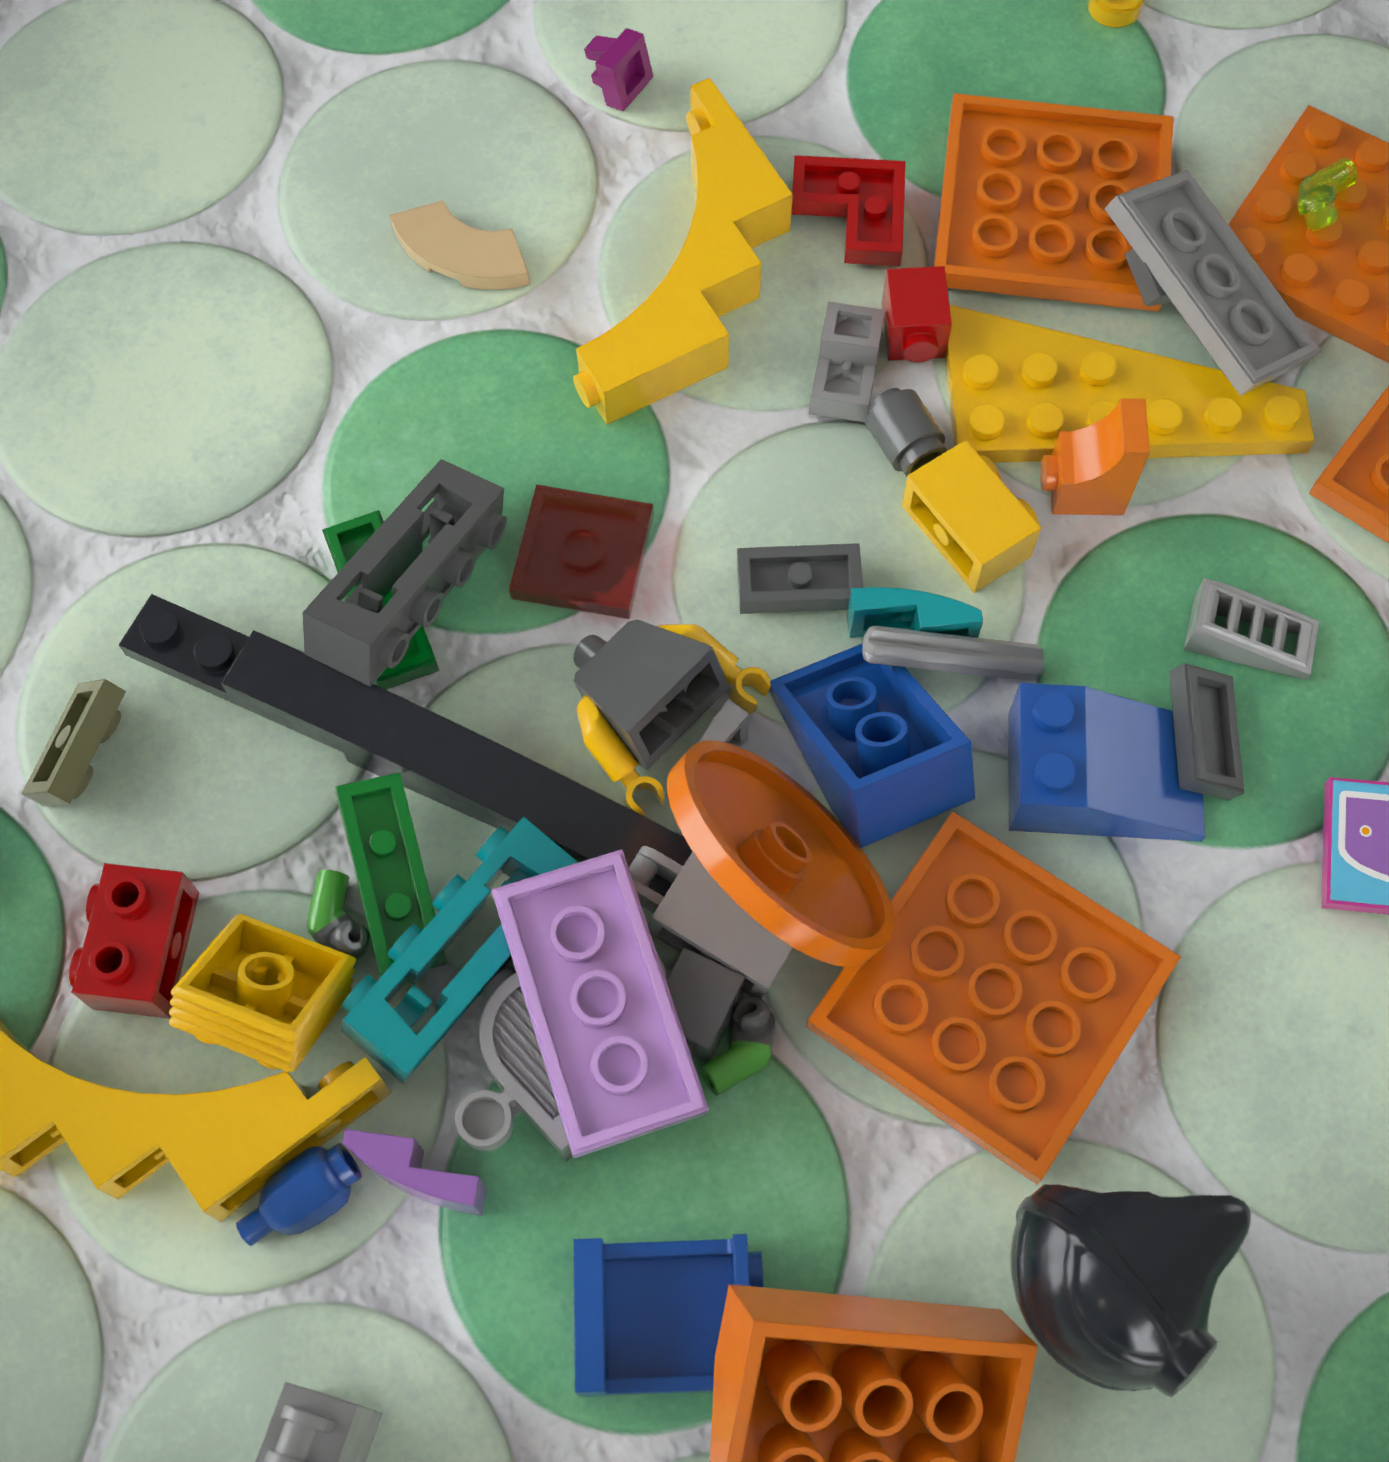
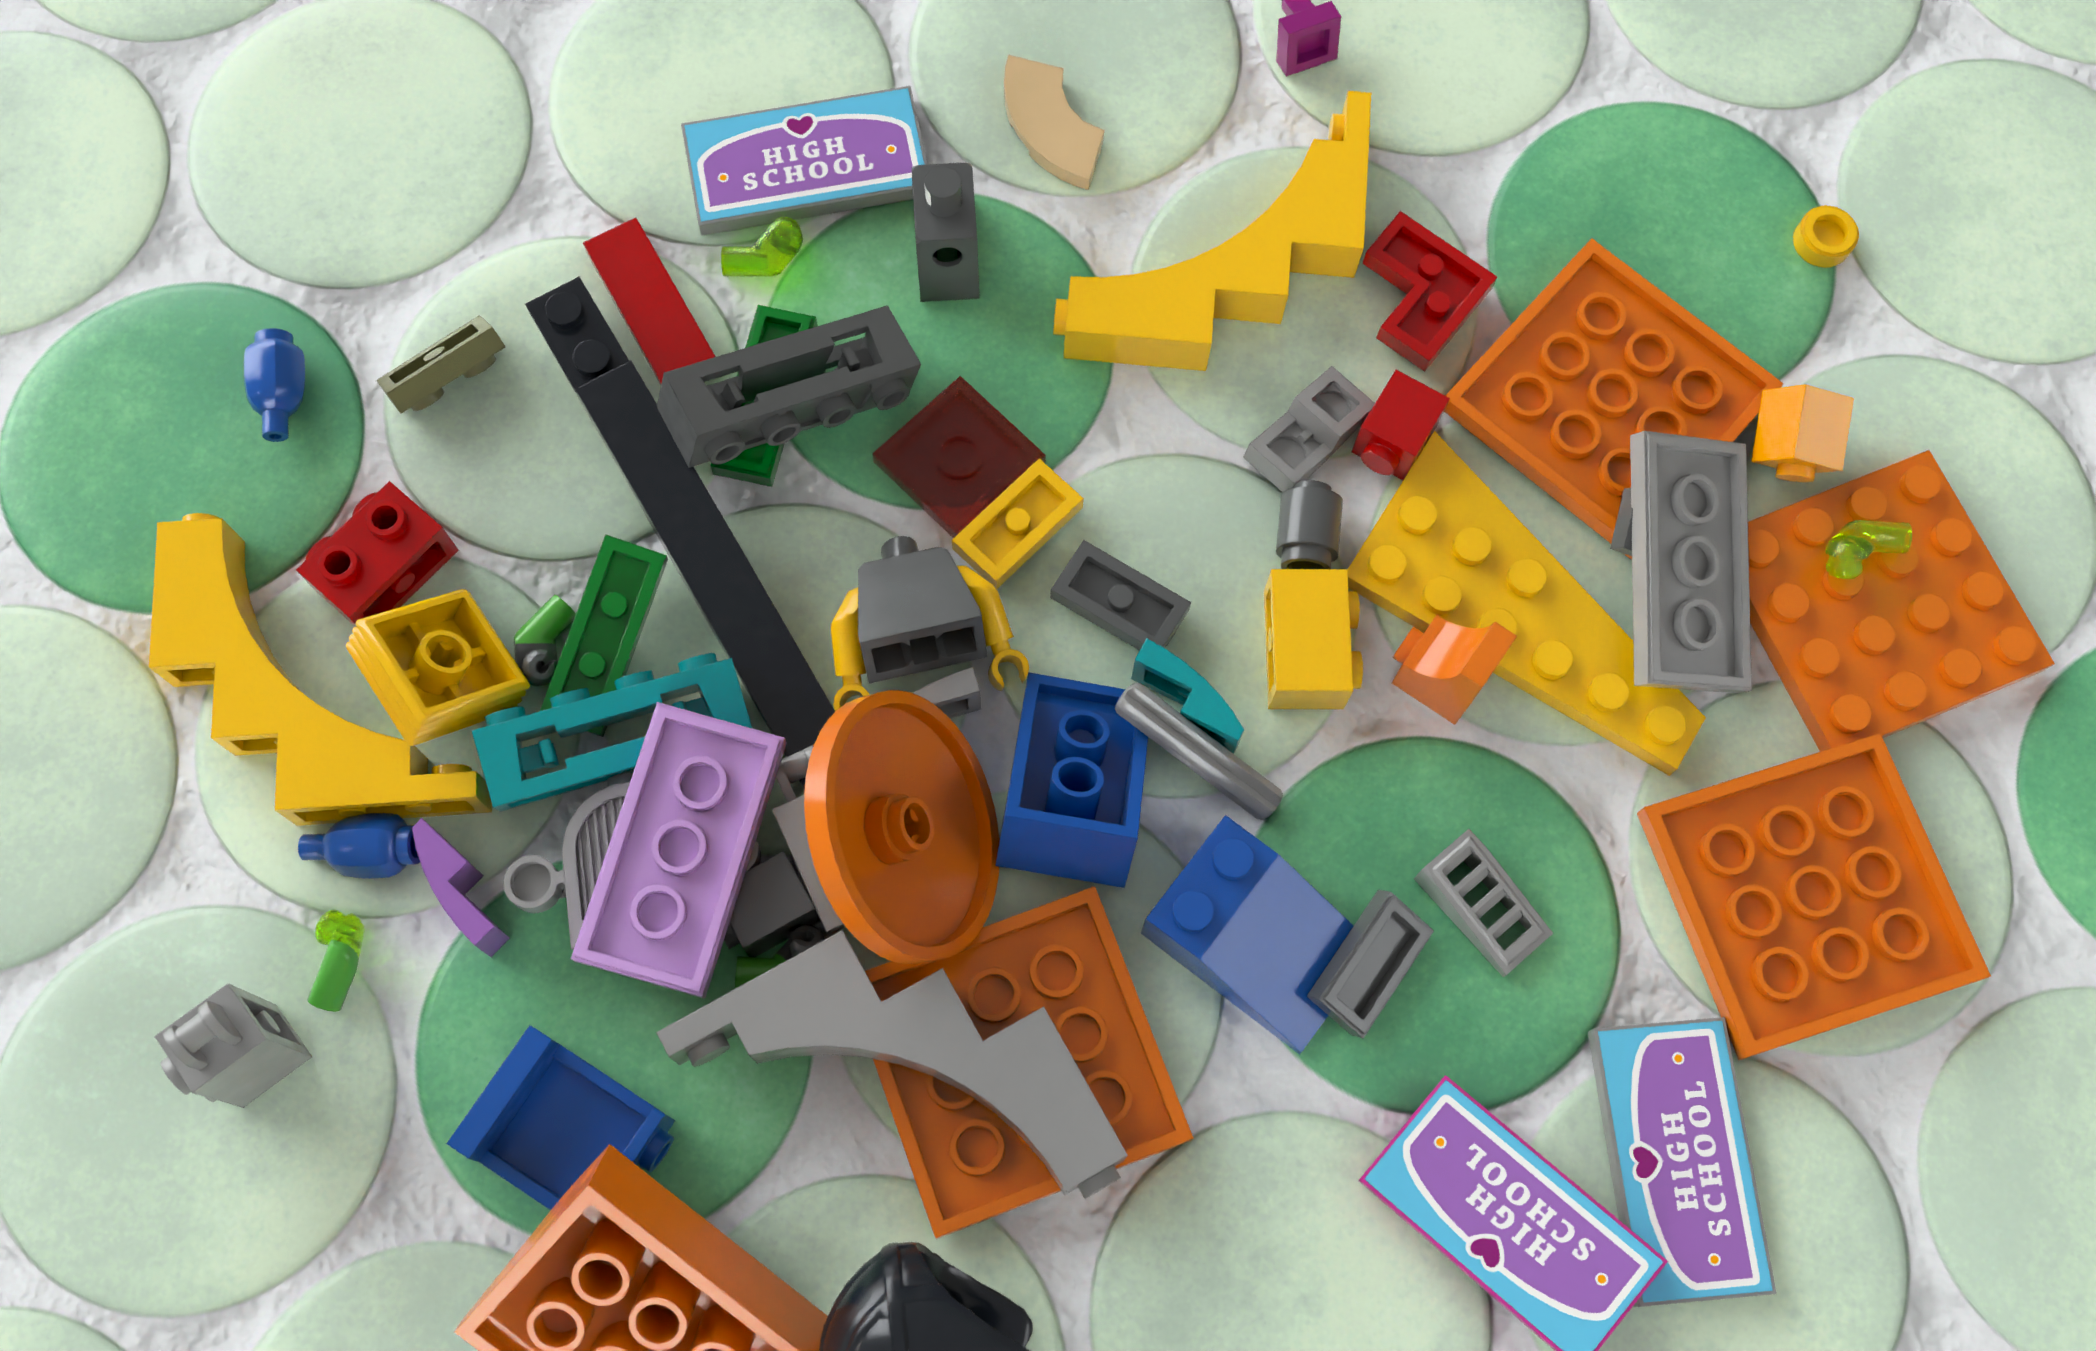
camera: 30 degrees right, 5 degrees up
(223, 584) = (647, 298): none -> red tile
(276, 394) = (803, 159): none -> tile
(301, 485) = (769, 253): none -> clear neon green arm
(353, 1308) = (344, 940): none -> bright green arm
(429, 361) = (945, 219): none -> dark grey torso
(671, 567) = (1017, 523): none -> yellow plate
(826, 1043) = (829, 1007): none -> light grey arch
(1216, 139) = (1802, 431): none -> light orange brick

